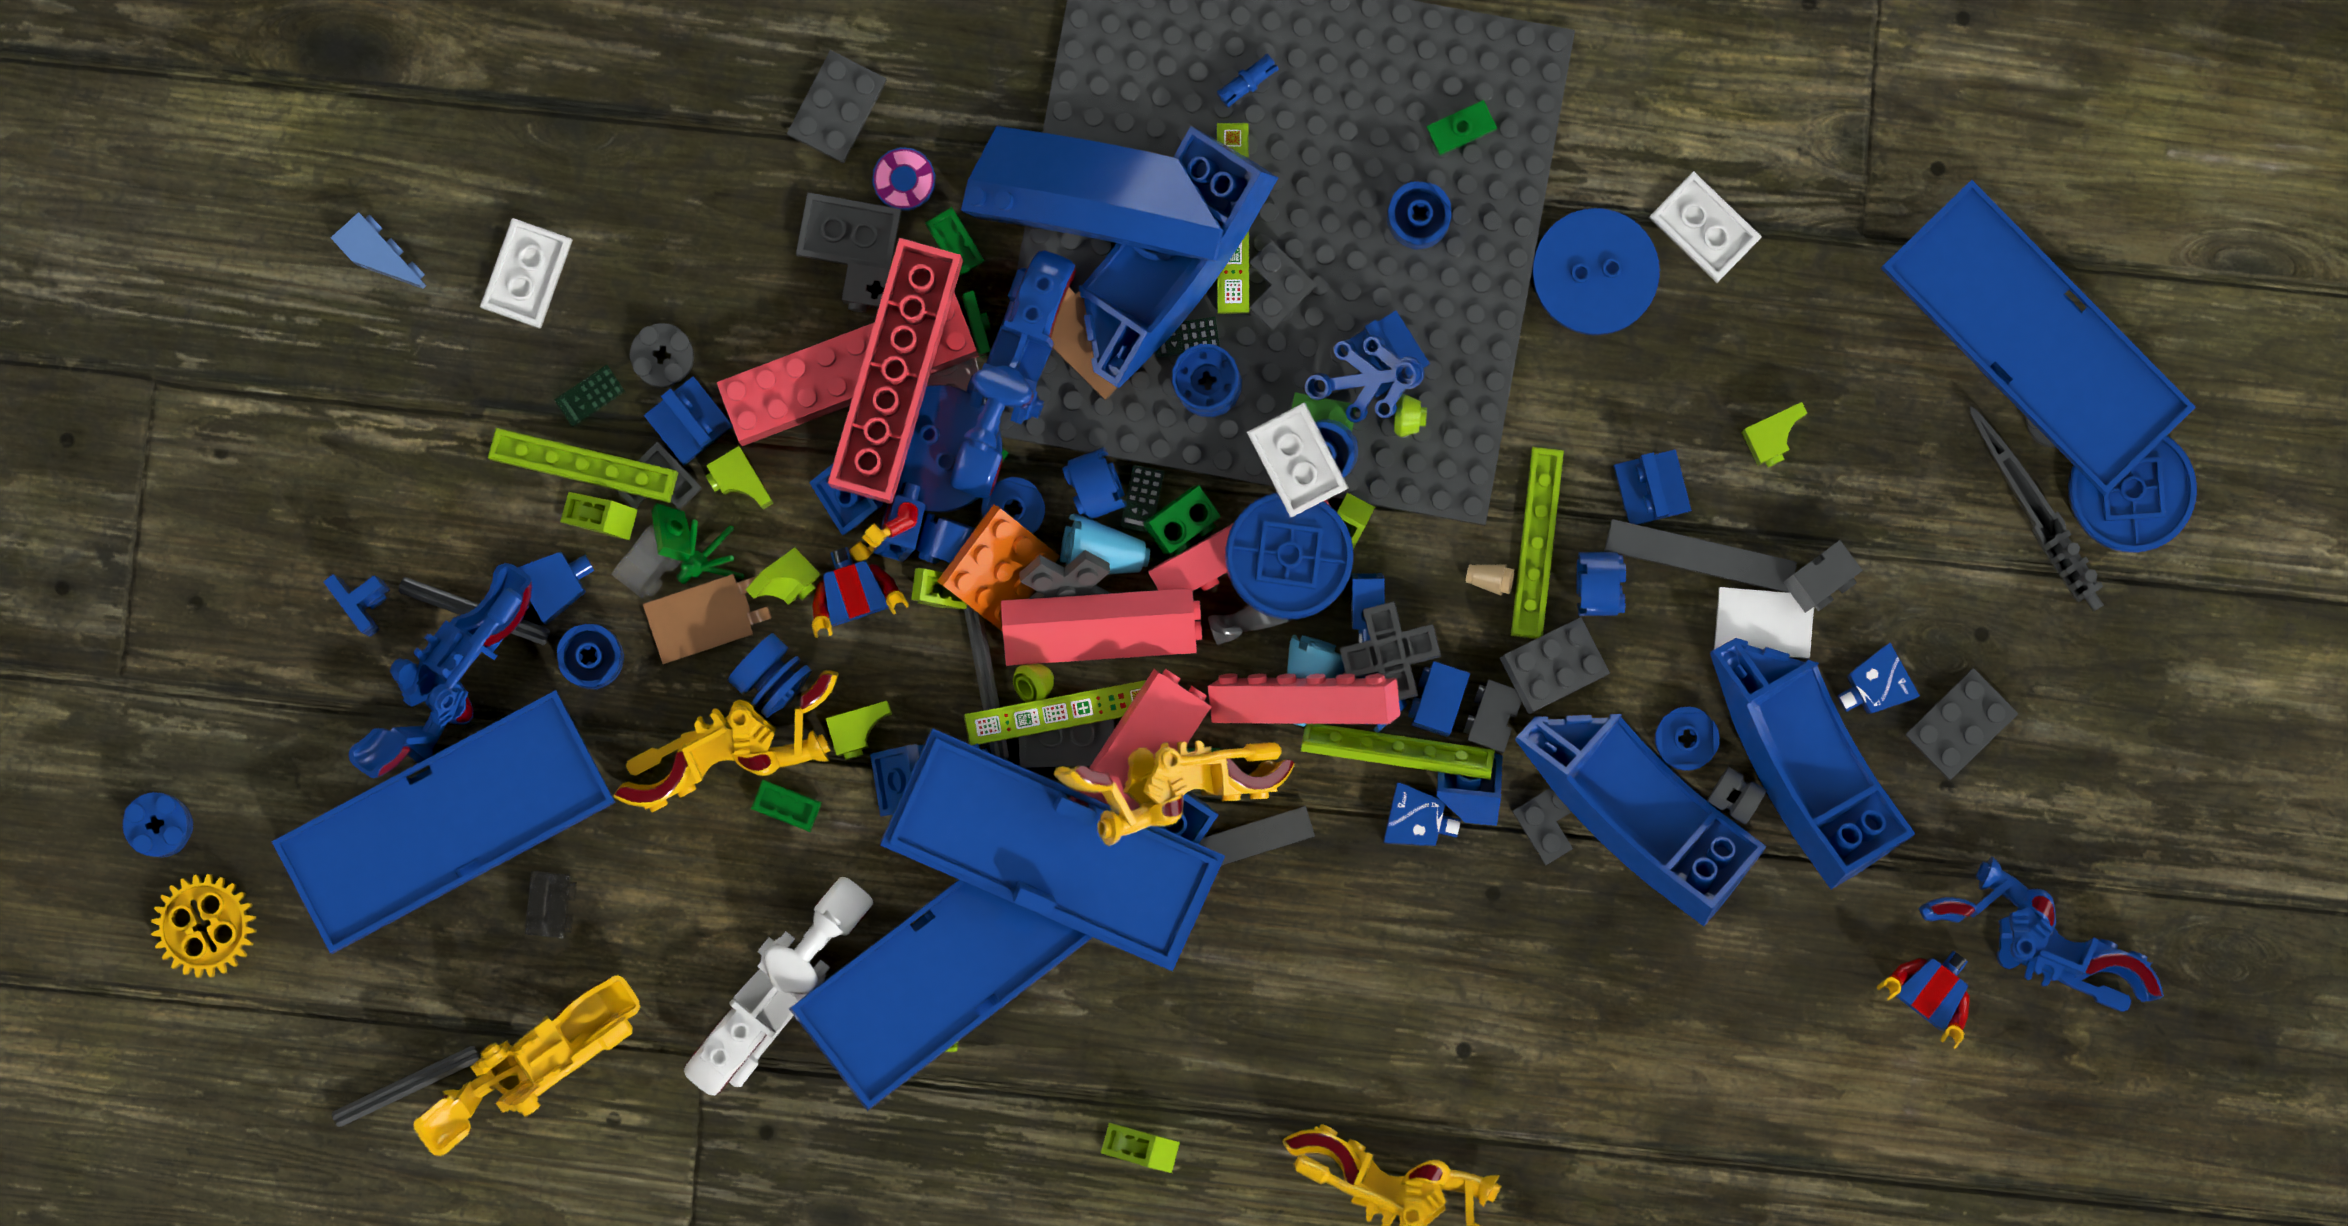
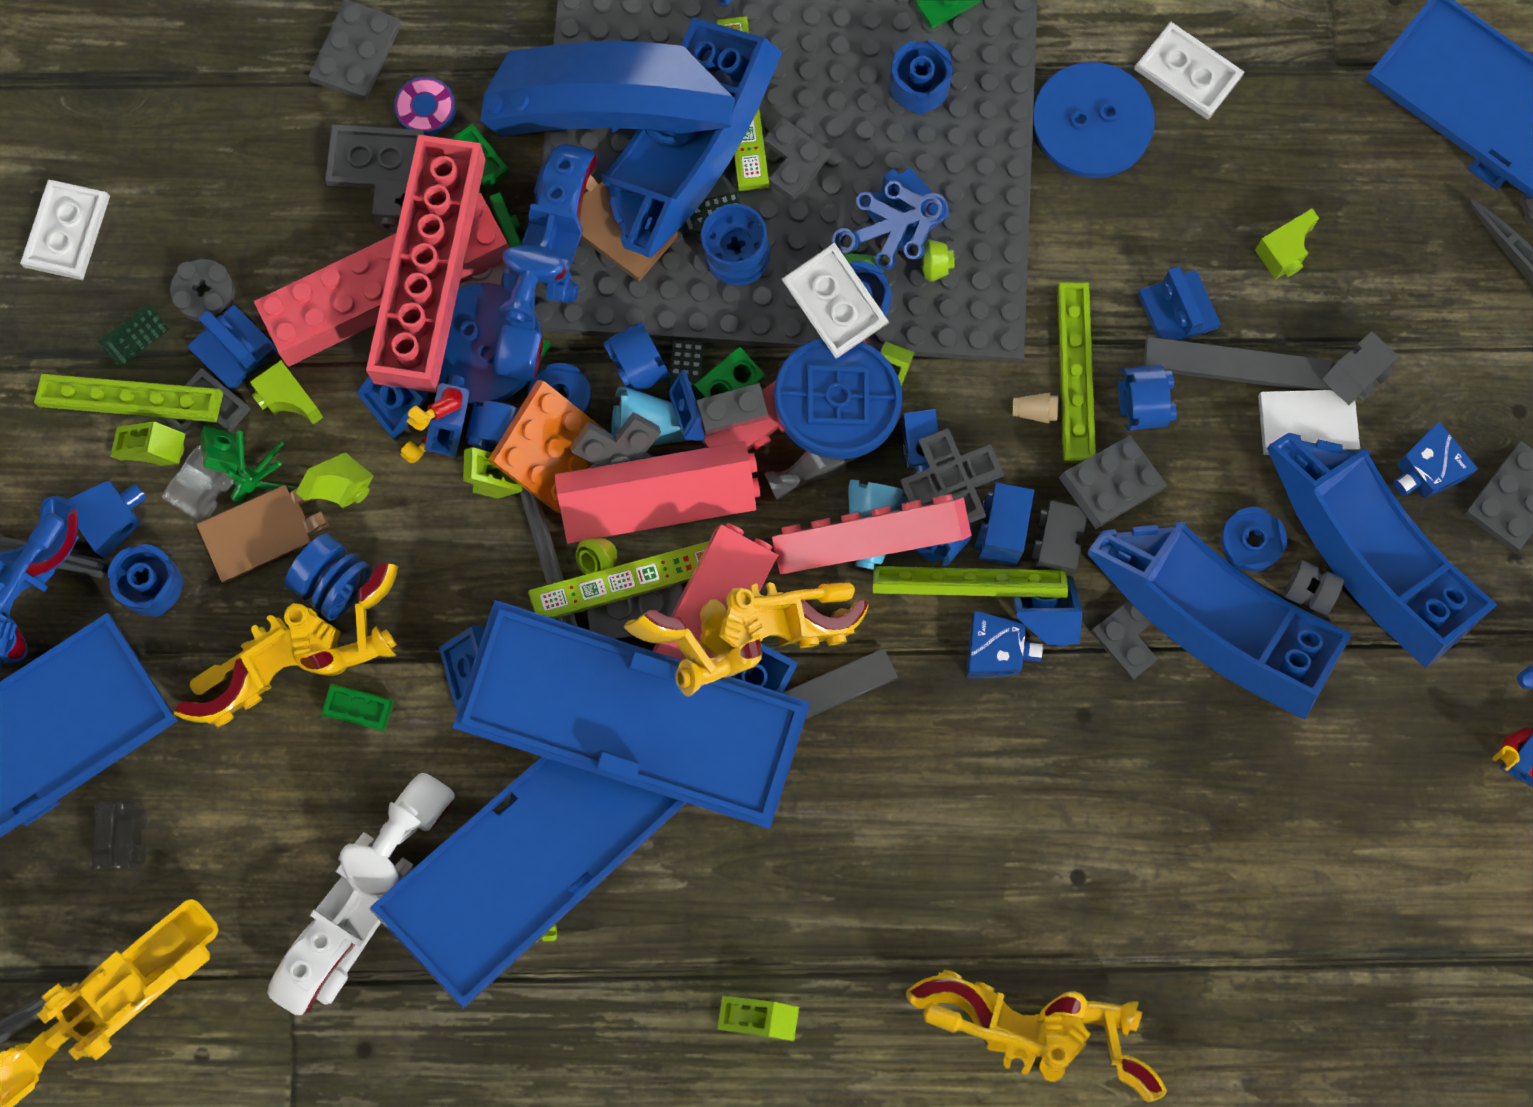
camera: 10 degrees left, 10 degrees down
(851, 729) = (419, 621): lime arch -> none
(852, 592) = (407, 490): torso -> none
(1137, 547) = (686, 408): none -> blue slope
(1183, 556) = (732, 409): none -> dark grey brick

